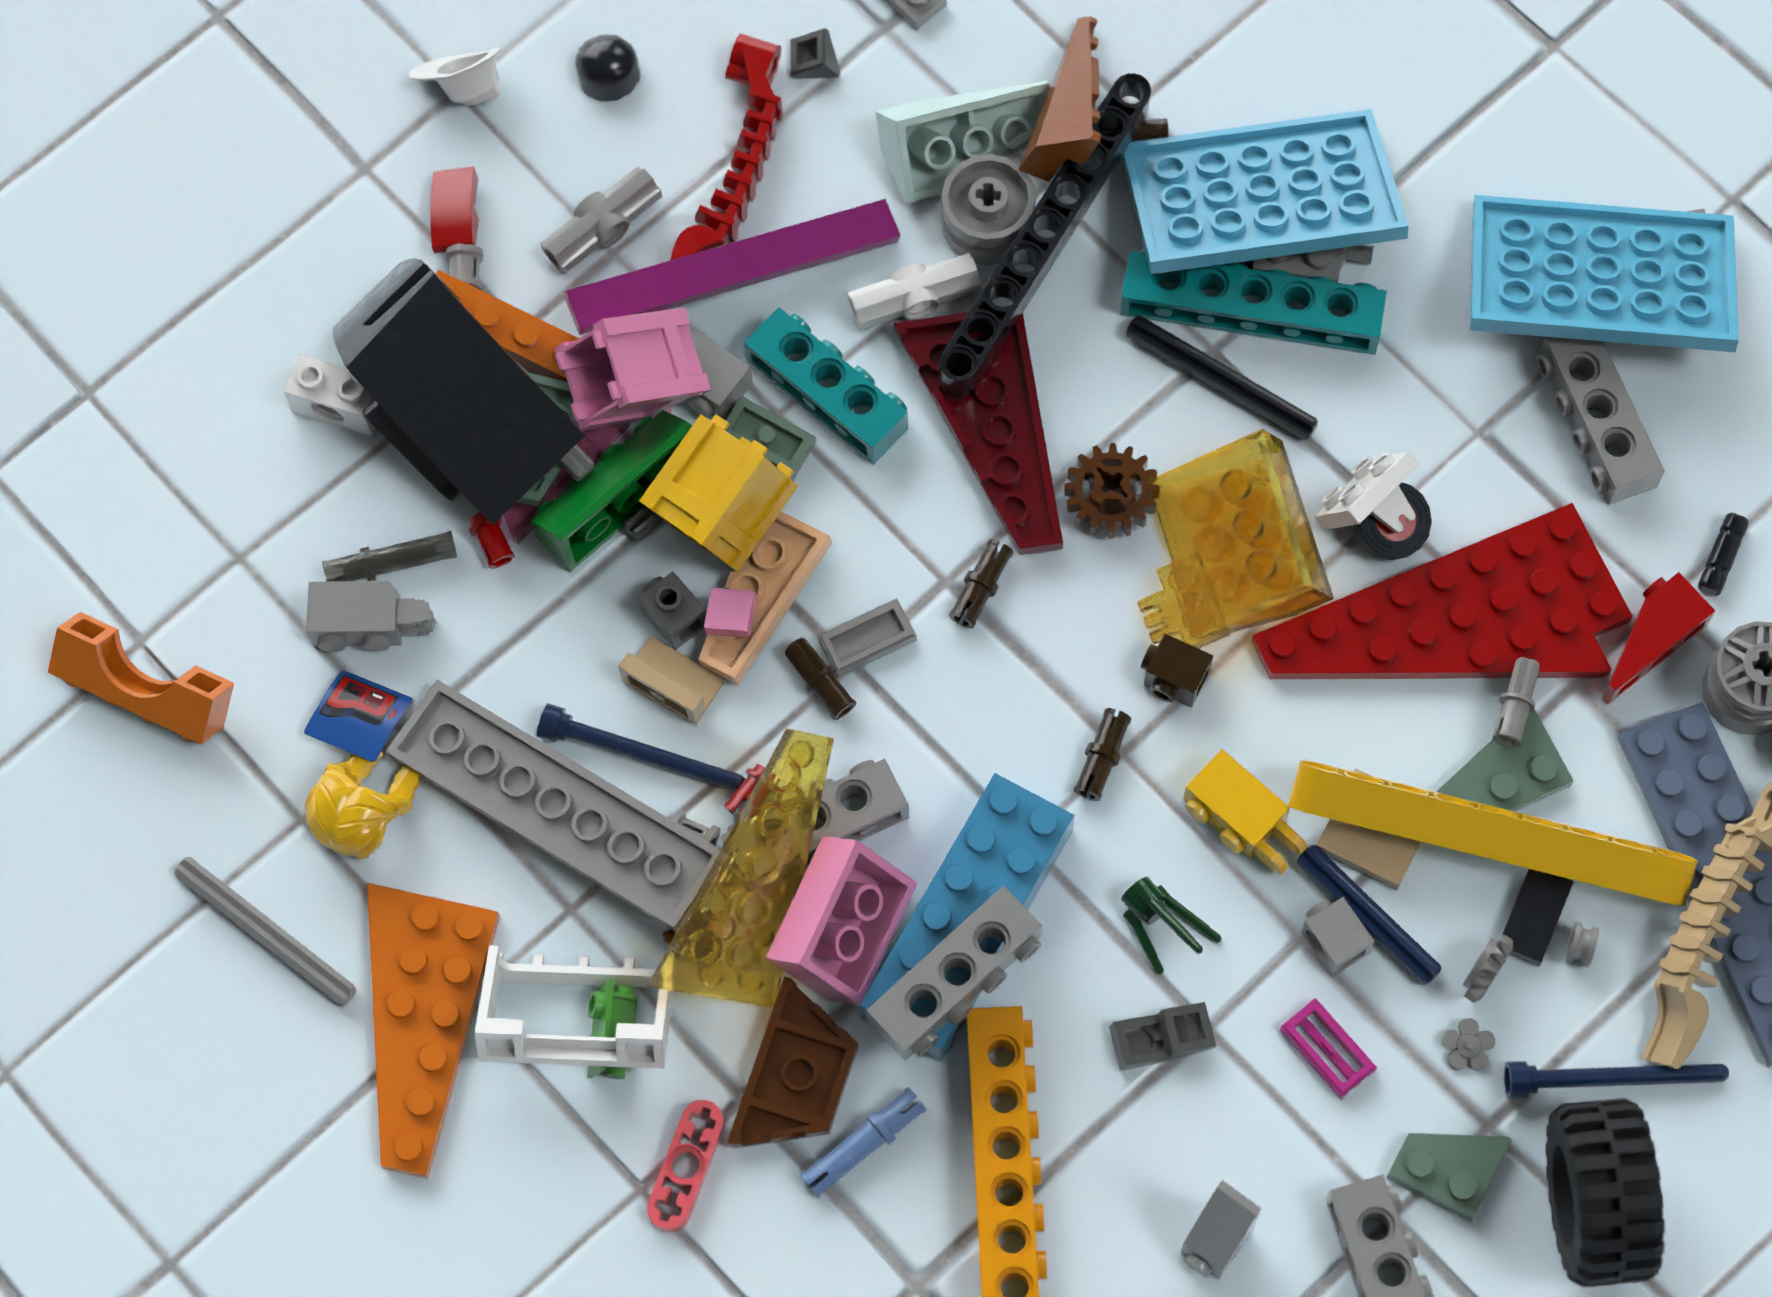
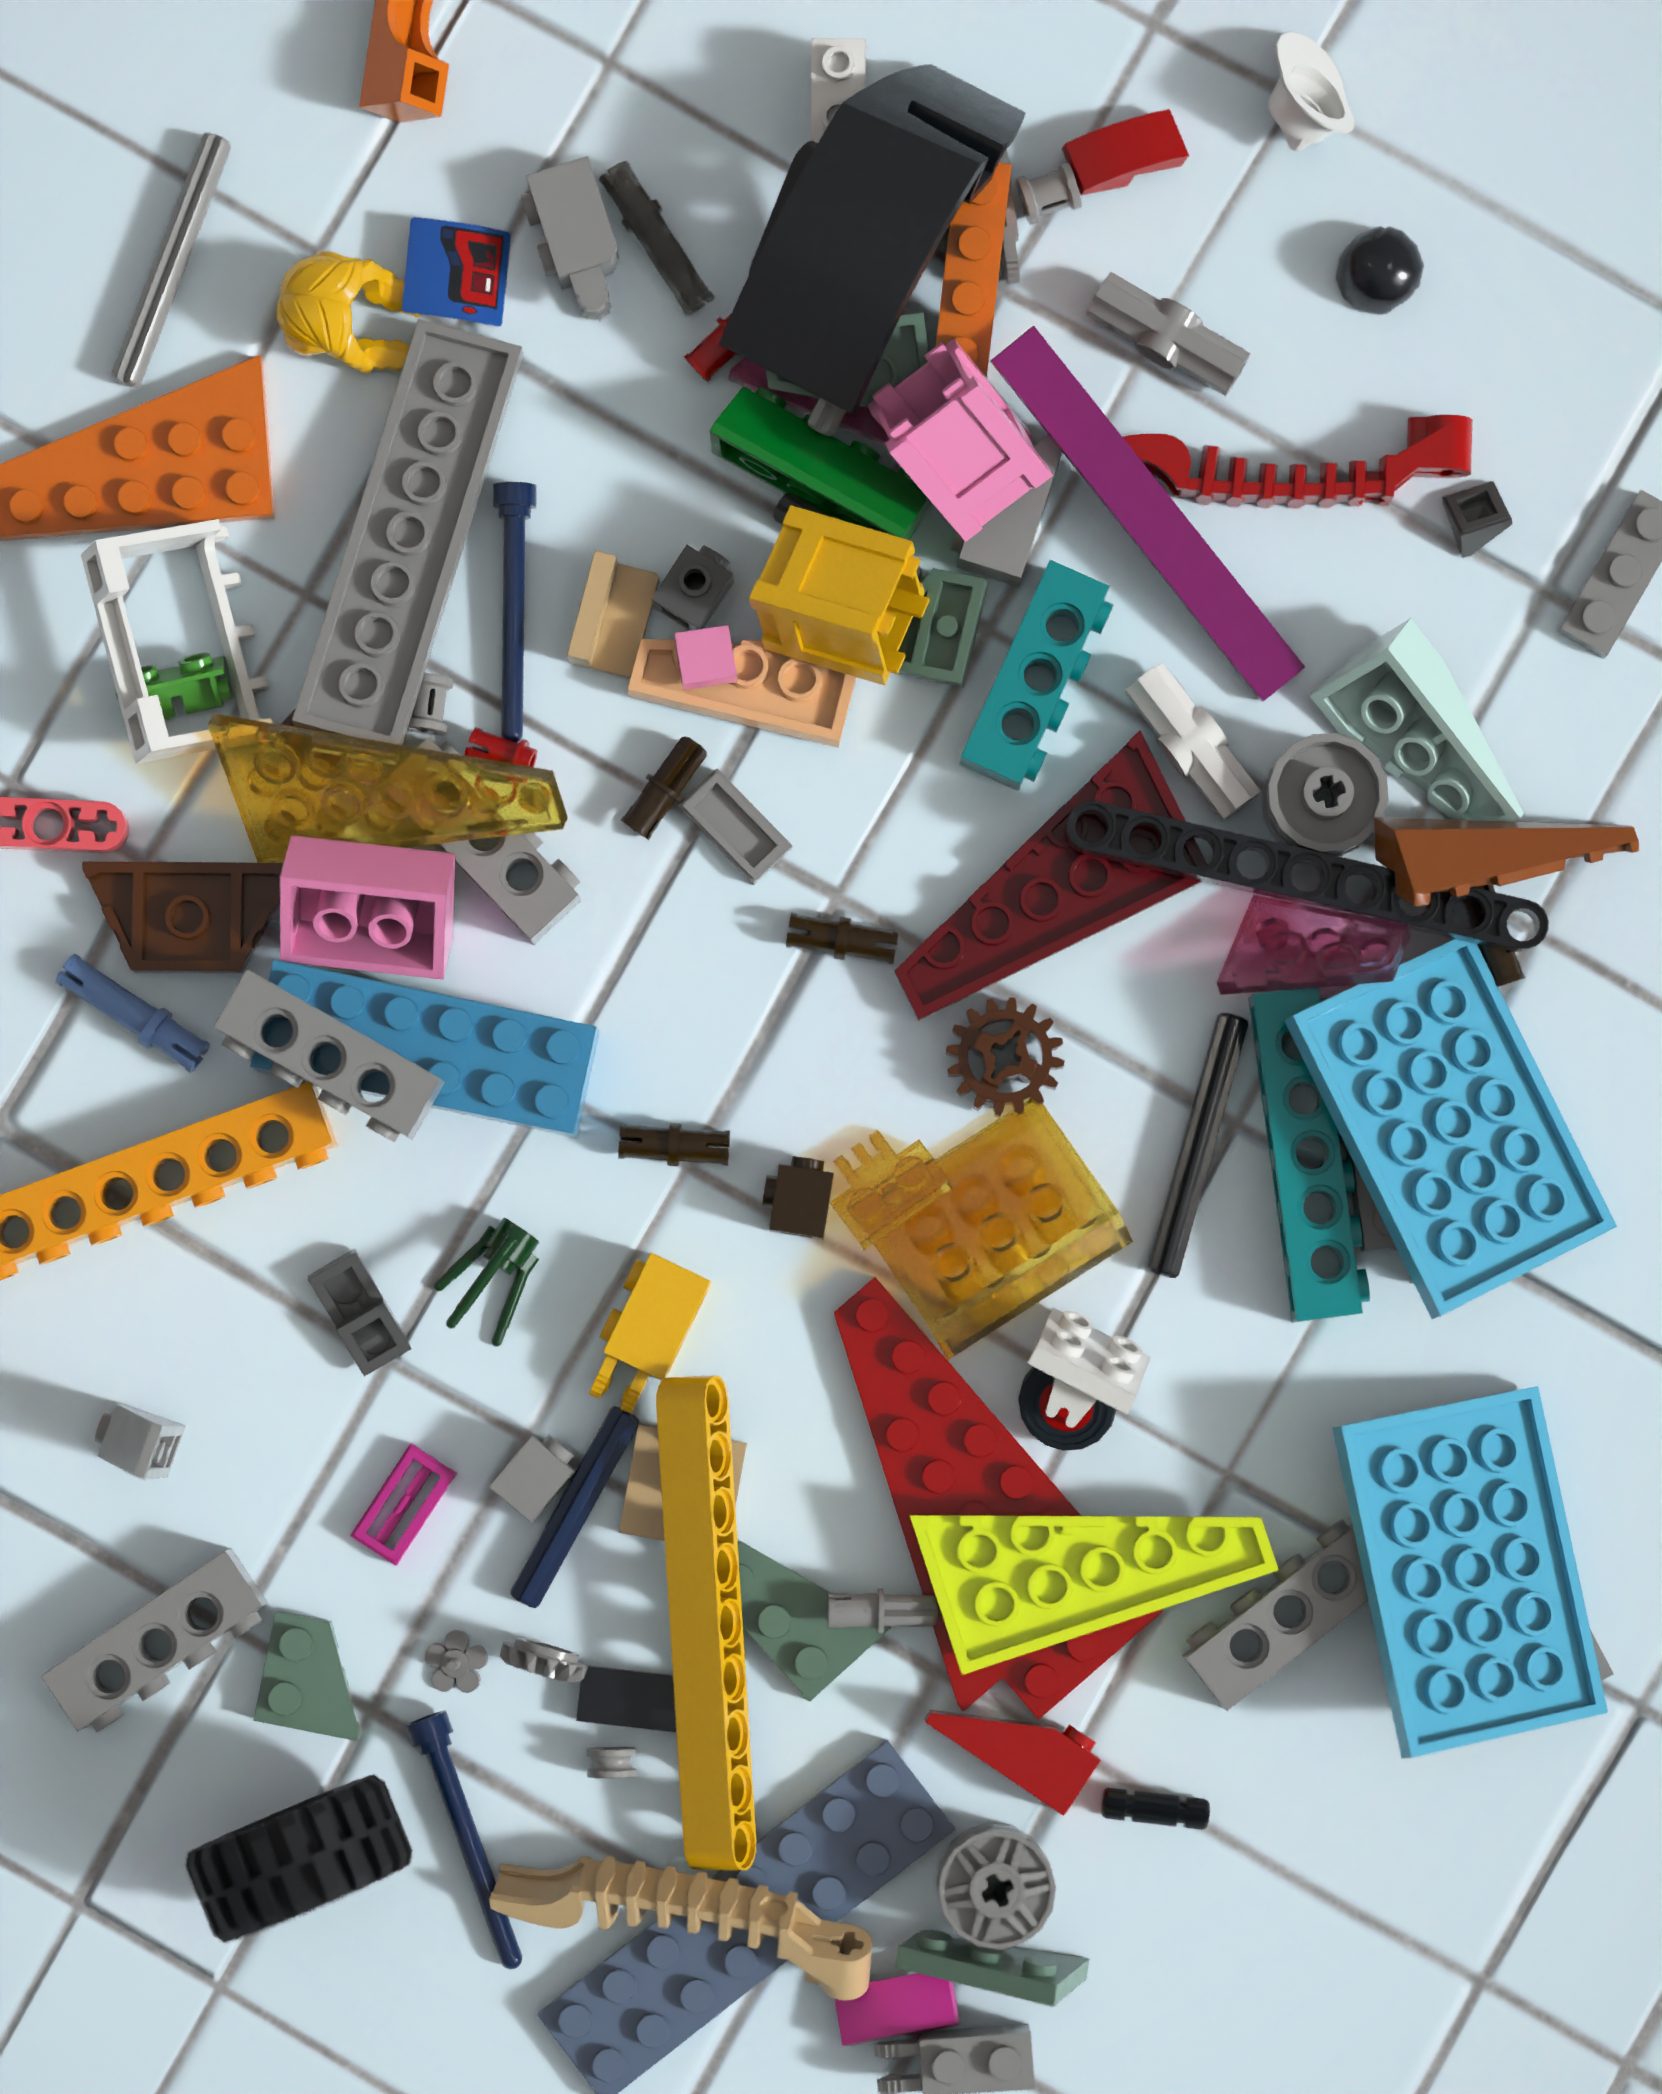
camera: 70 degrees right, 15 degrees up
(1099, 247) = (1309, 947): none -> clear pink wing
(1528, 566) = (1052, 1578): none -> neon yellow wing

